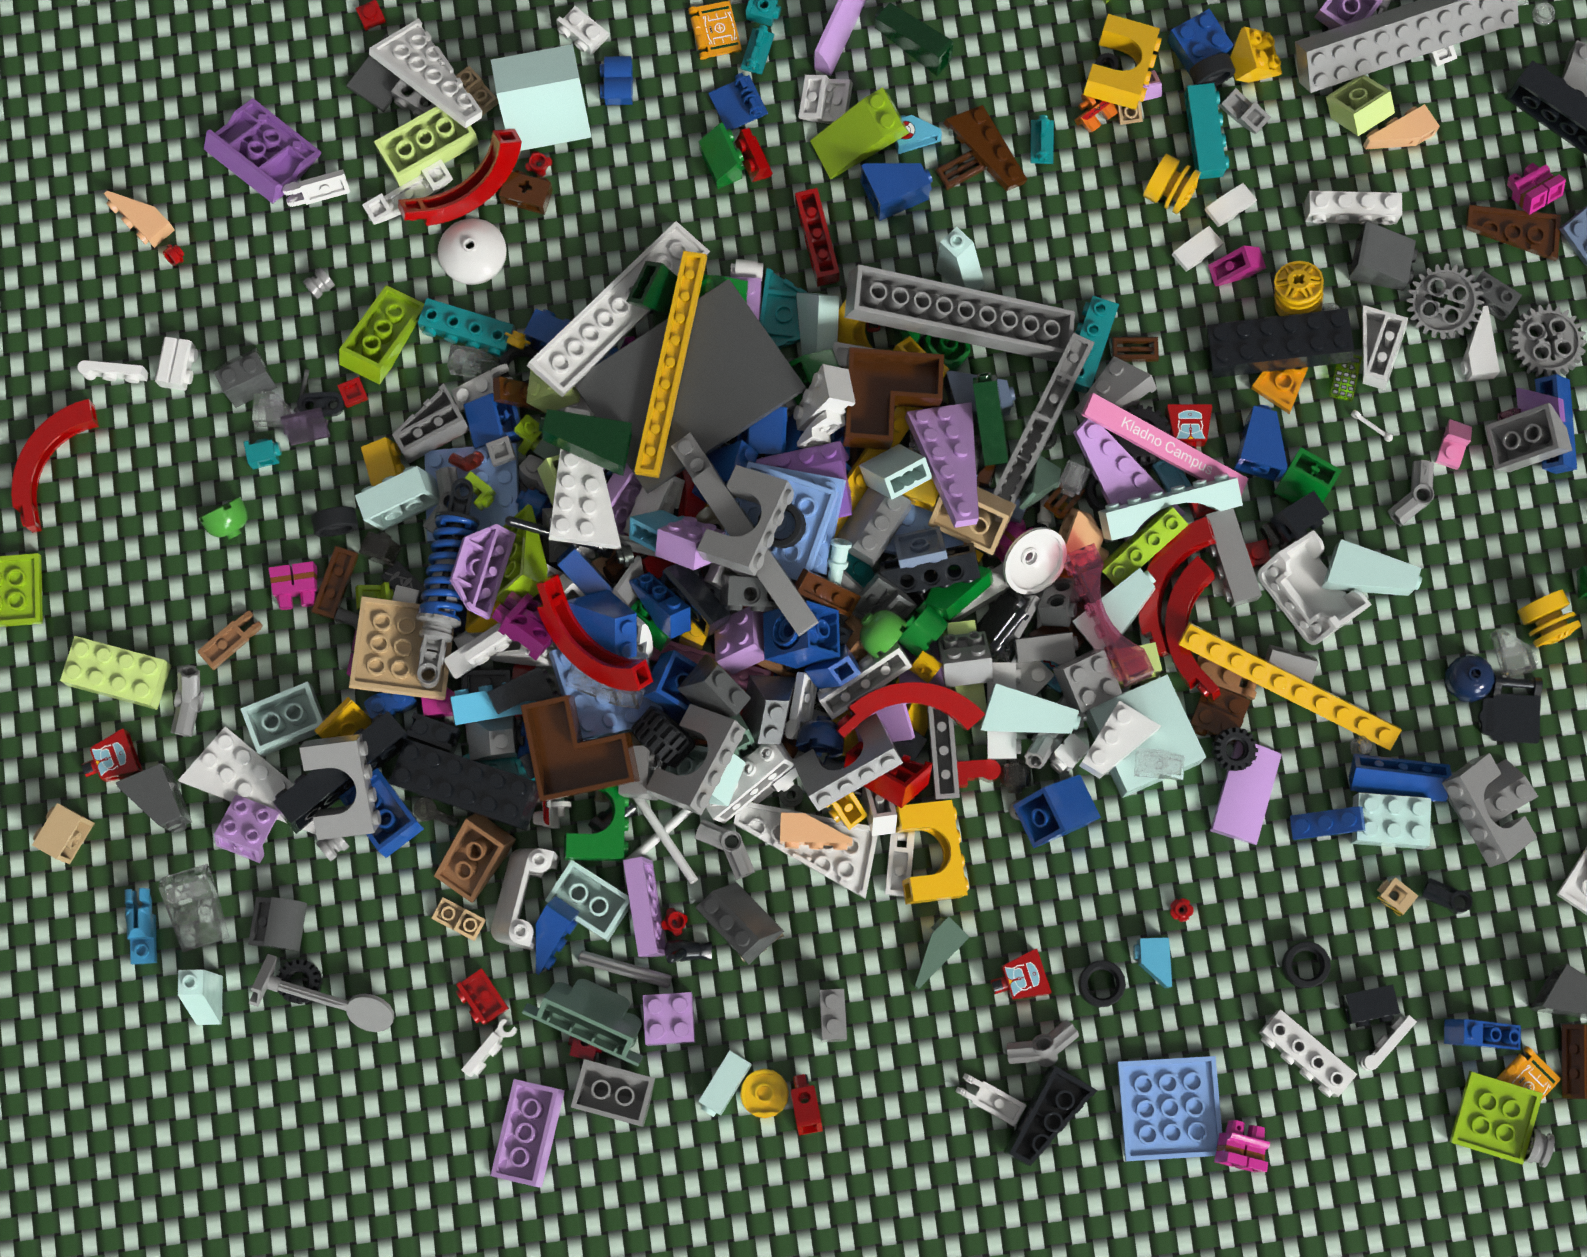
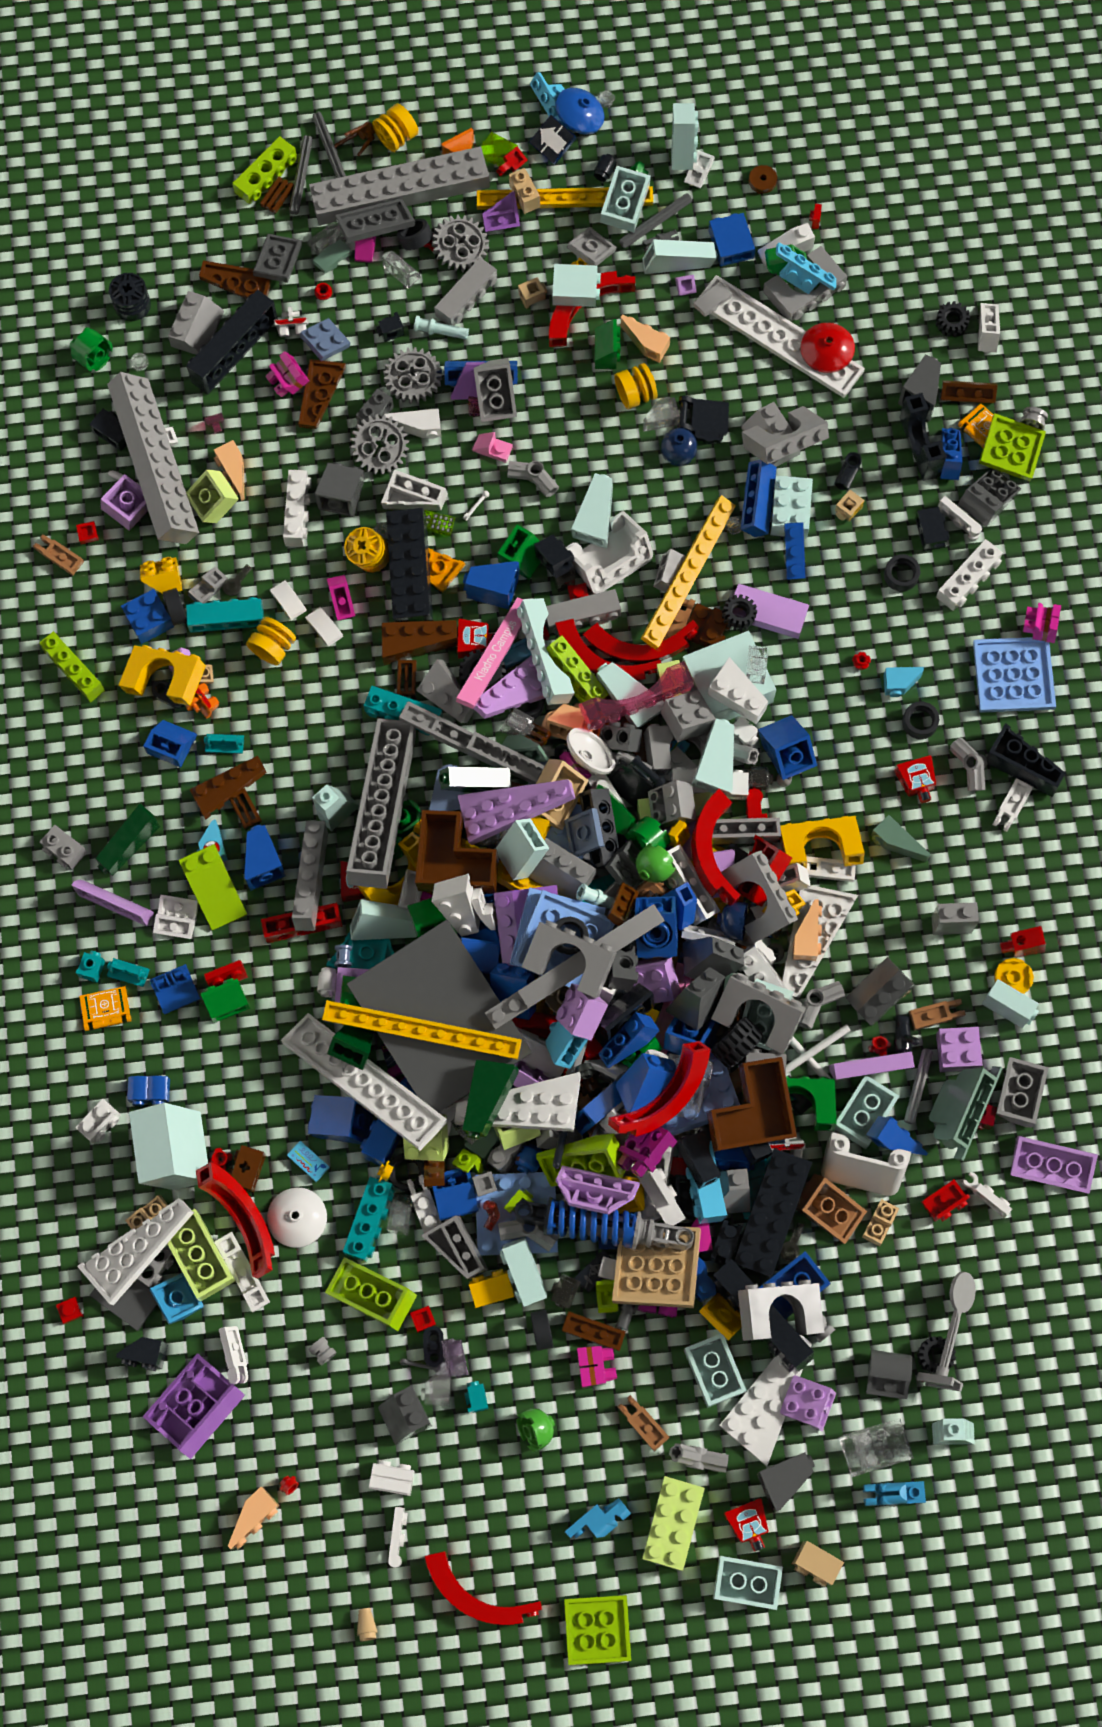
camera: 90 degrees left, 5 degrees down
(21, 342) = (366, 1625): none -> tan cone
(46, 755) = (747, 1582): none -> light aqua brick
(123, 591) = (599, 1521): none -> dark azure plate
(315, 93) = (146, 1352): none -> black slope
(377, 120) = (176, 1299): none -> dark azure slope
(536, 260) = (308, 1161): none -> medium azure tile
(579, 284) = (339, 1119): none -> blue slope
(714, 990) = (934, 1014): none -> medium nougat hinge
(775, 284) = (343, 956): none -> sand blue bush
(870, 240) = (310, 876): none -> light grey brick
(1039, 77) = (169, 743): none -> blue slope
(1183, 348) = (416, 638): none -> reddish brown wedge
(1246, 140) = (232, 586): none -> clear smoke plate
(1423, 1084) = (988, 496): none -> dark grey slope
(1465, 106) = (214, 421): none -> clear pink tile
(1499, 991) = (928, 456): none -> black arch

